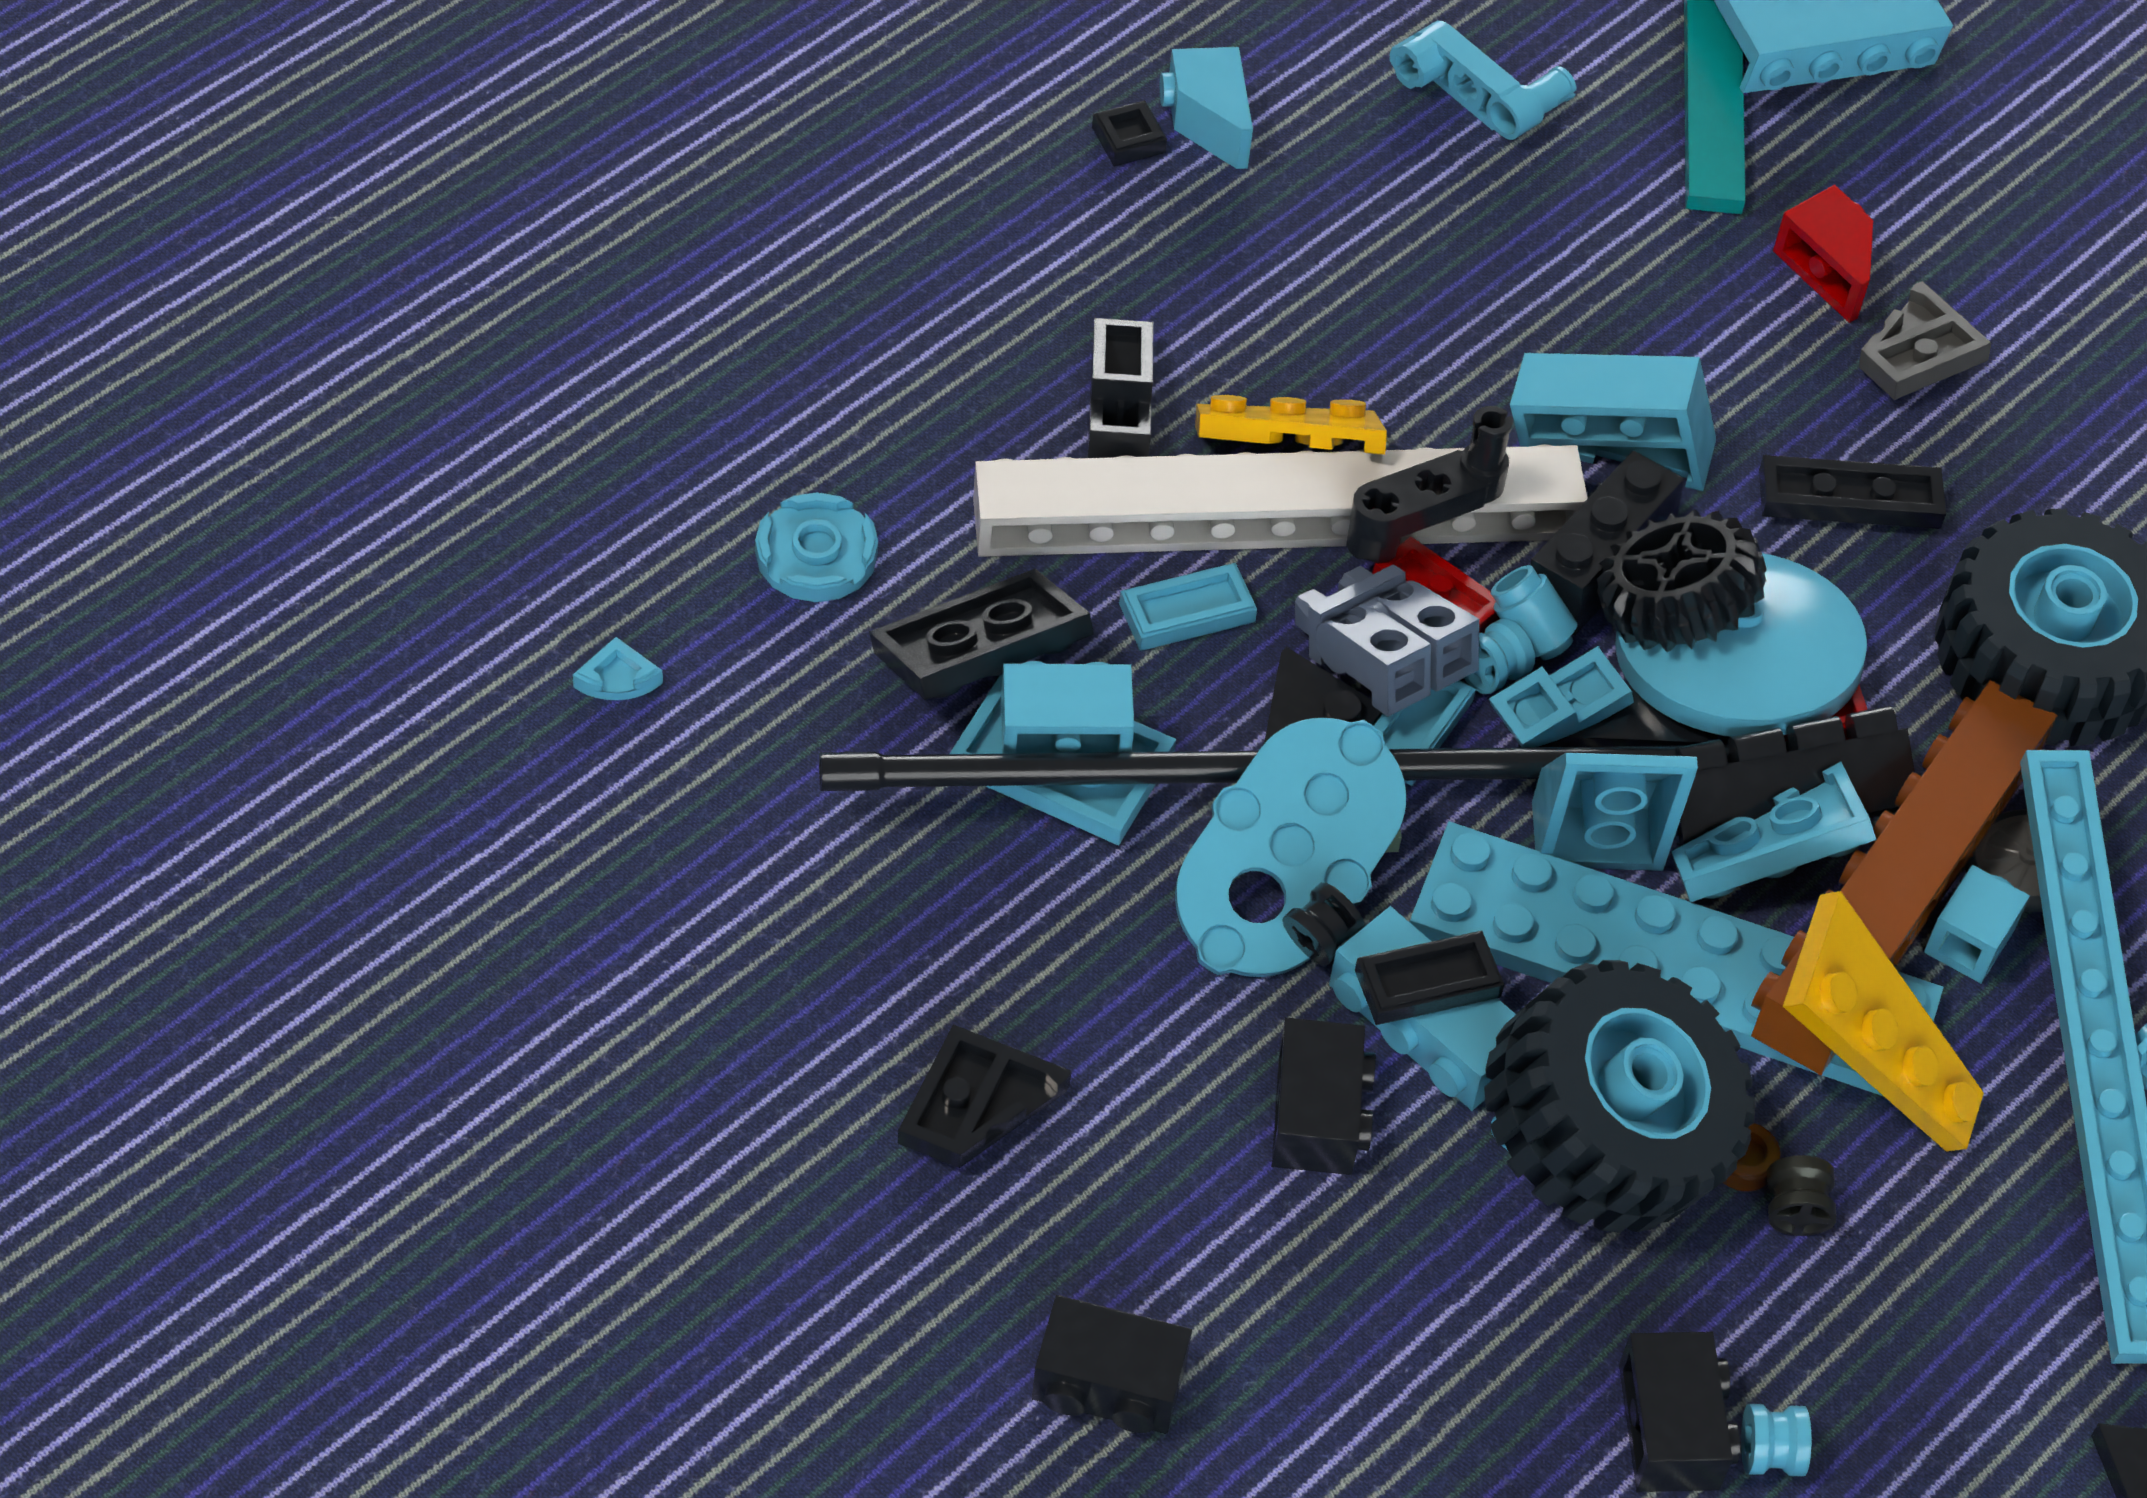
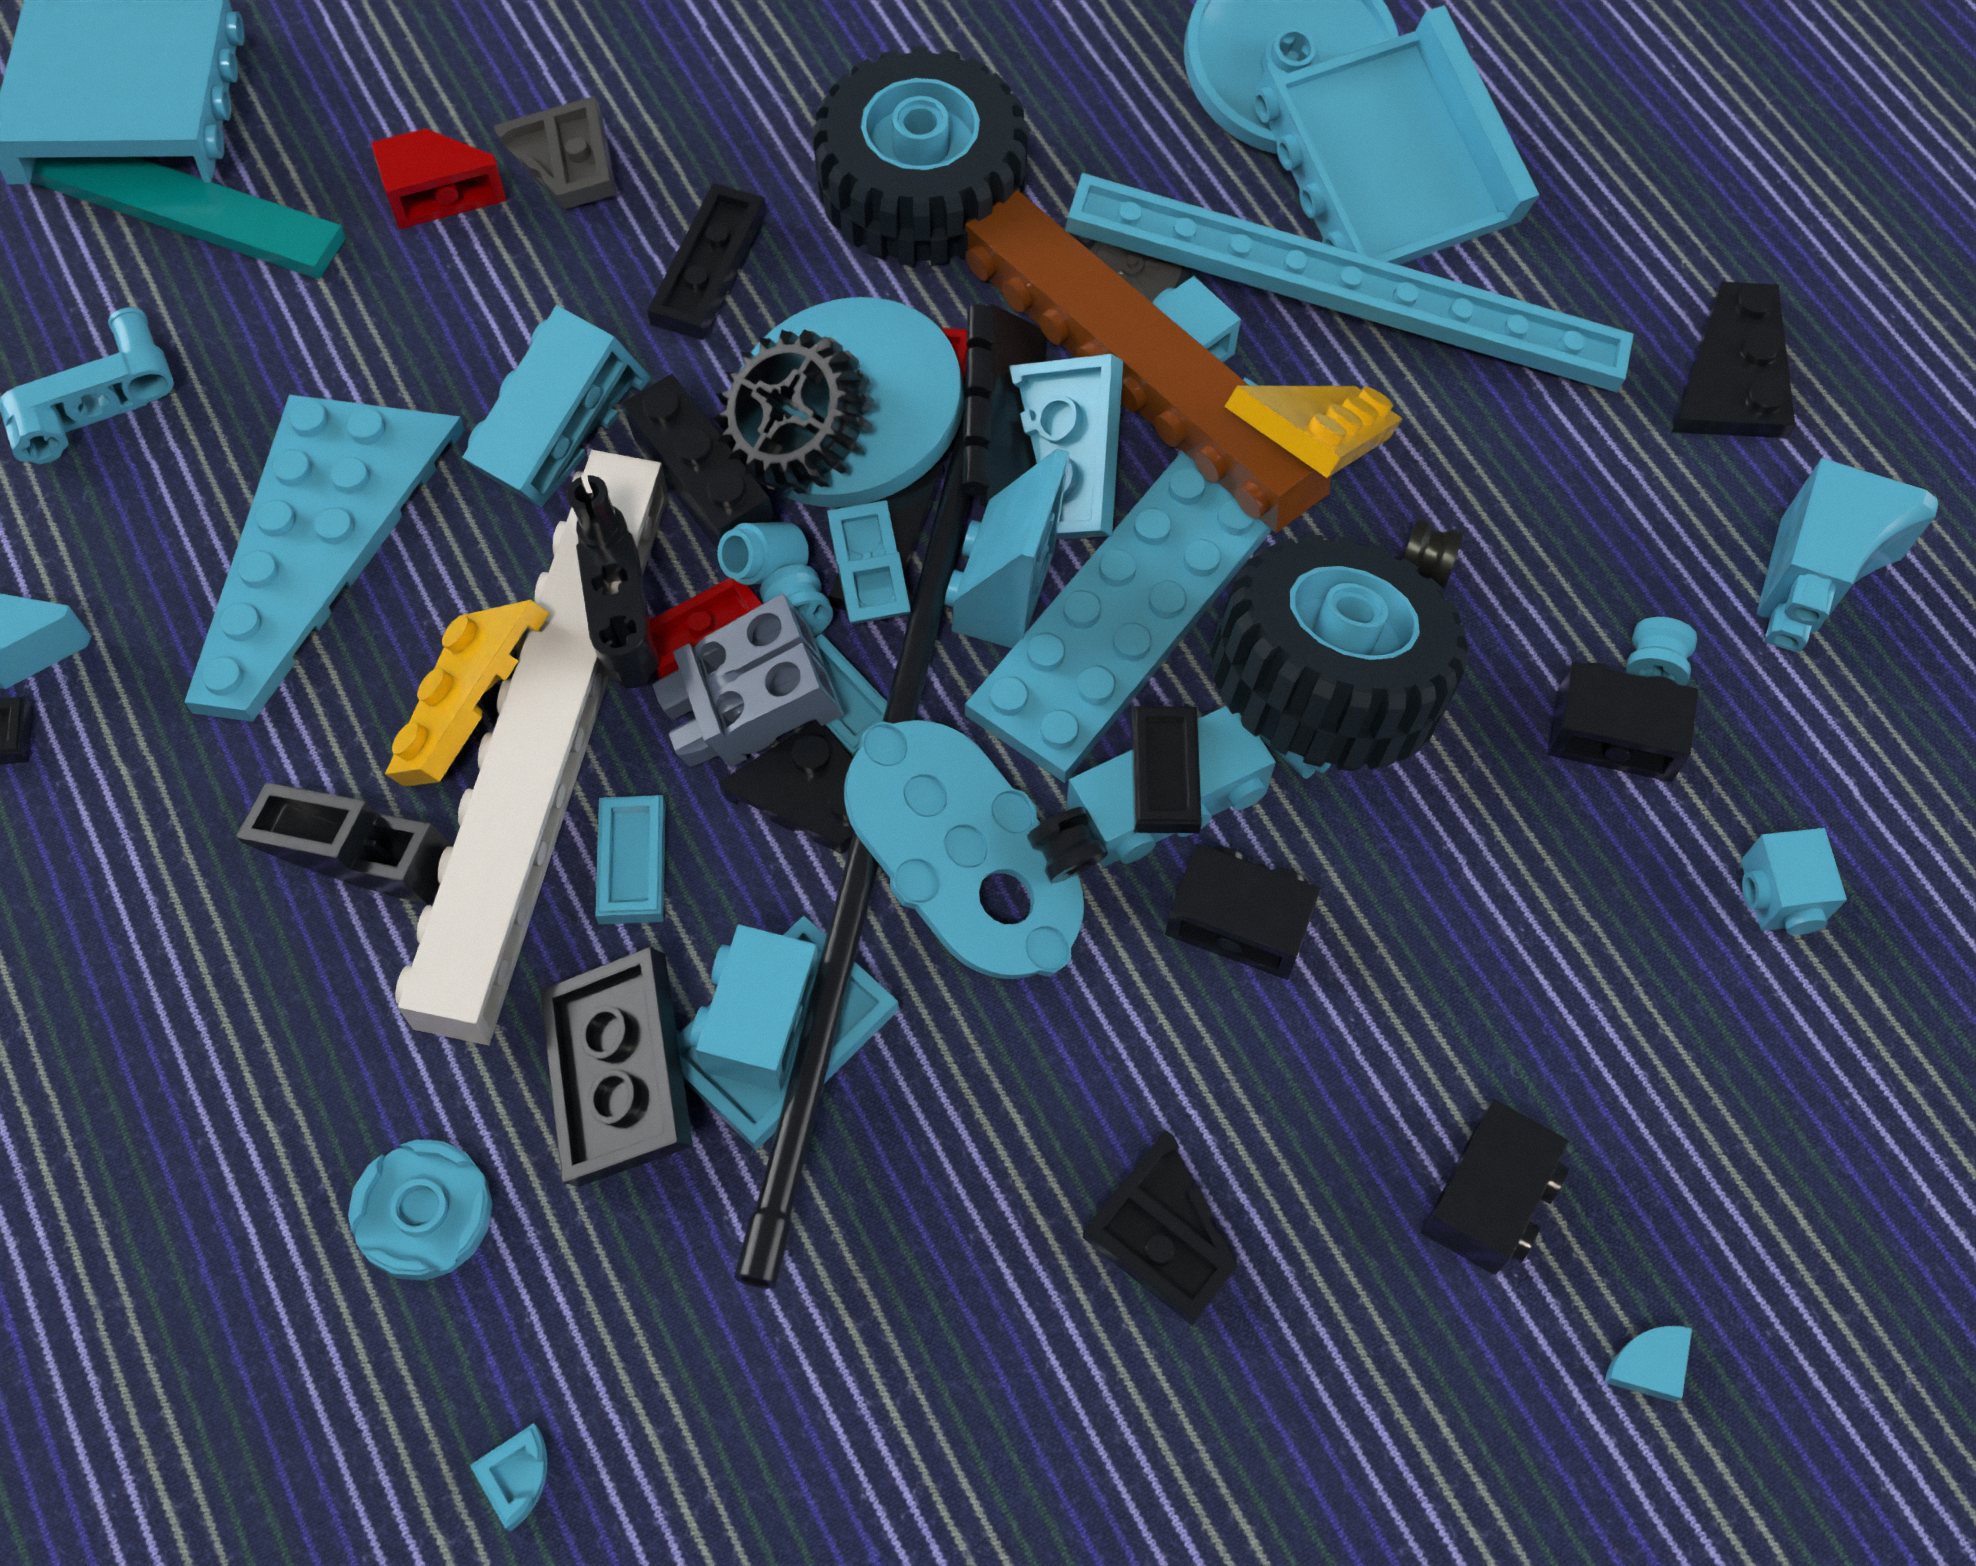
camera: 70 degrees left, 10 degrees up
(1417, 283) = (311, 529): none -> medium azure wing

